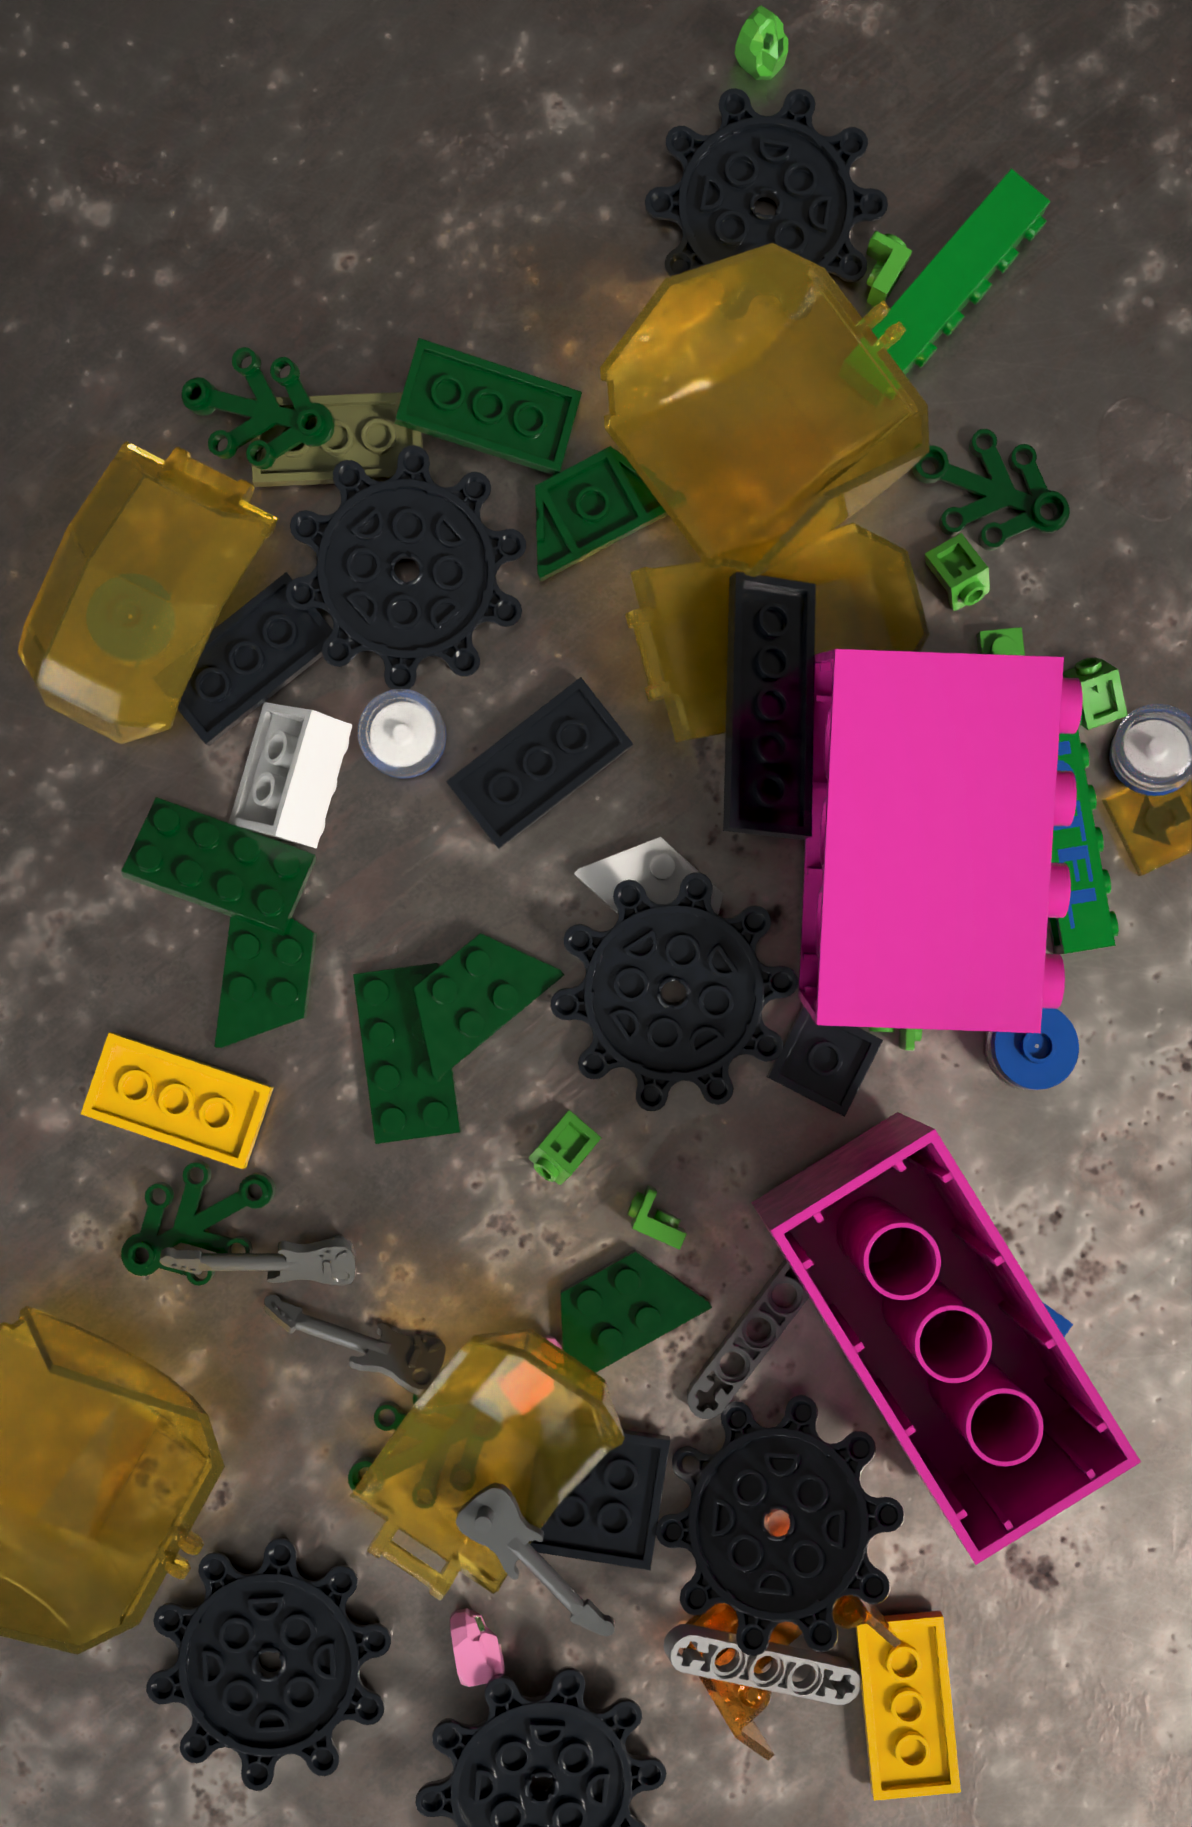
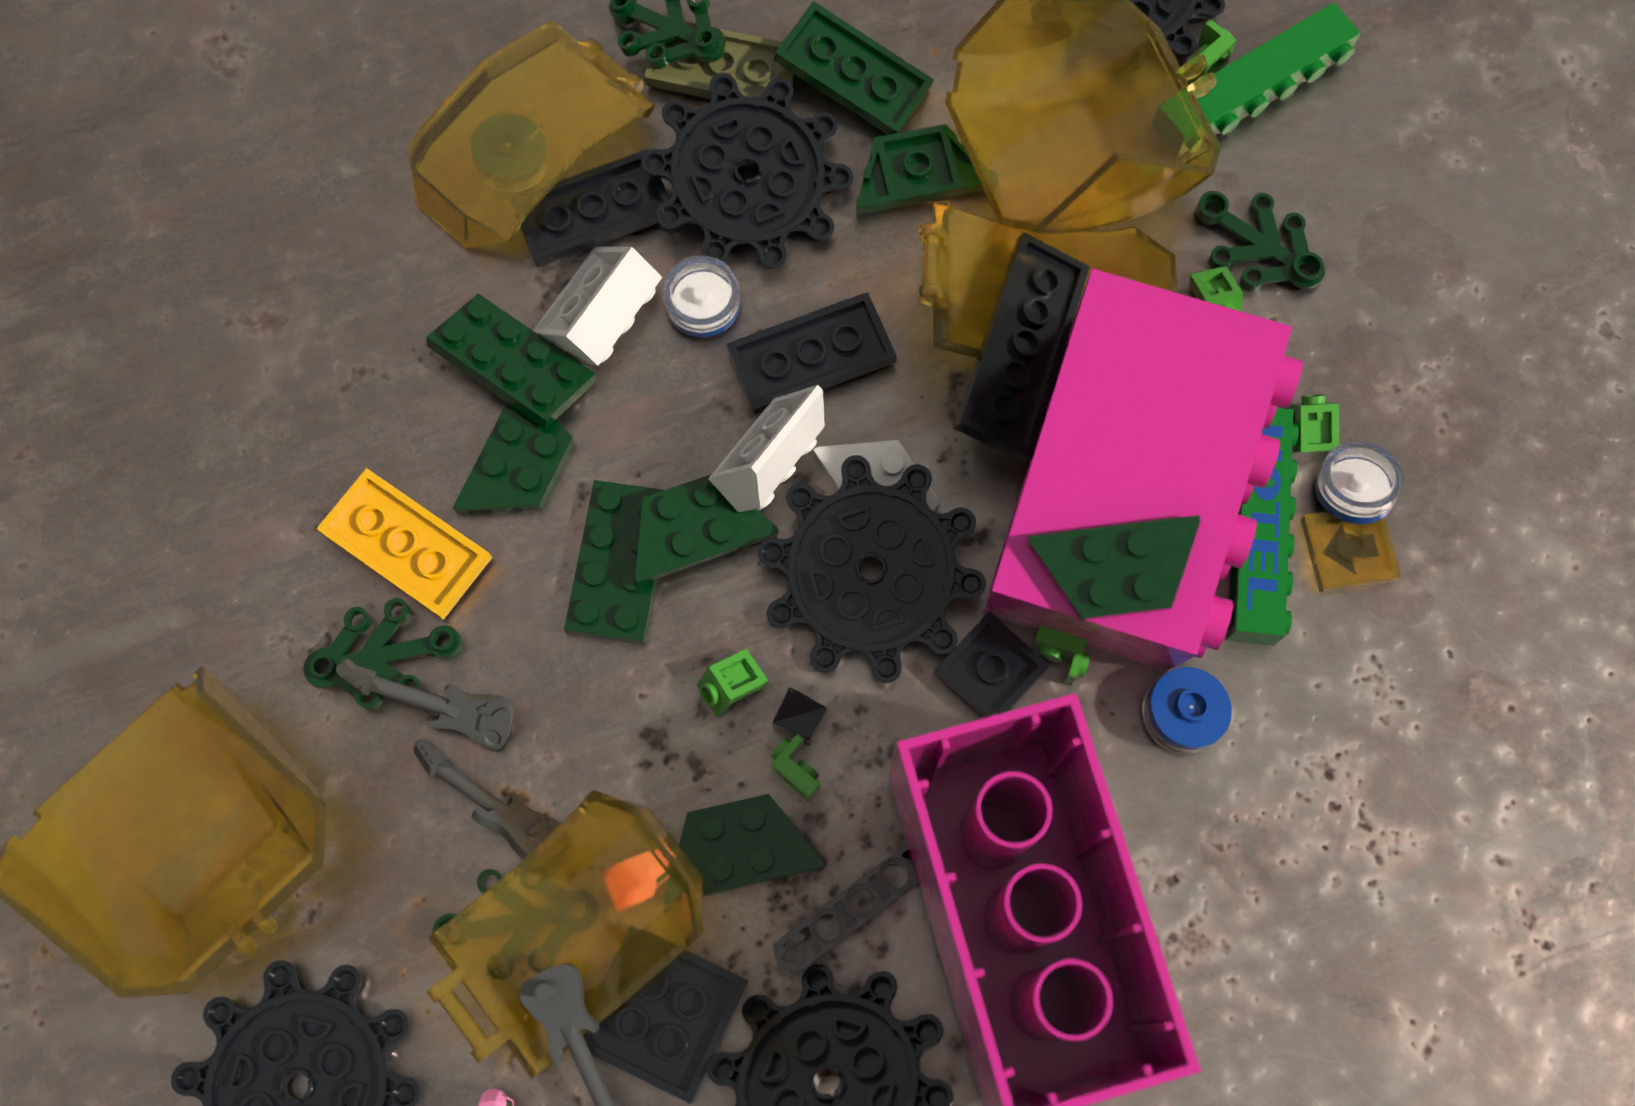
camera: 15 degrees right, 15 degrees down
(530, 897) = (770, 449): none -> white slope
(643, 1164) = (799, 715): none -> black slope
(942, 967) = (1119, 566): none -> dark green wing

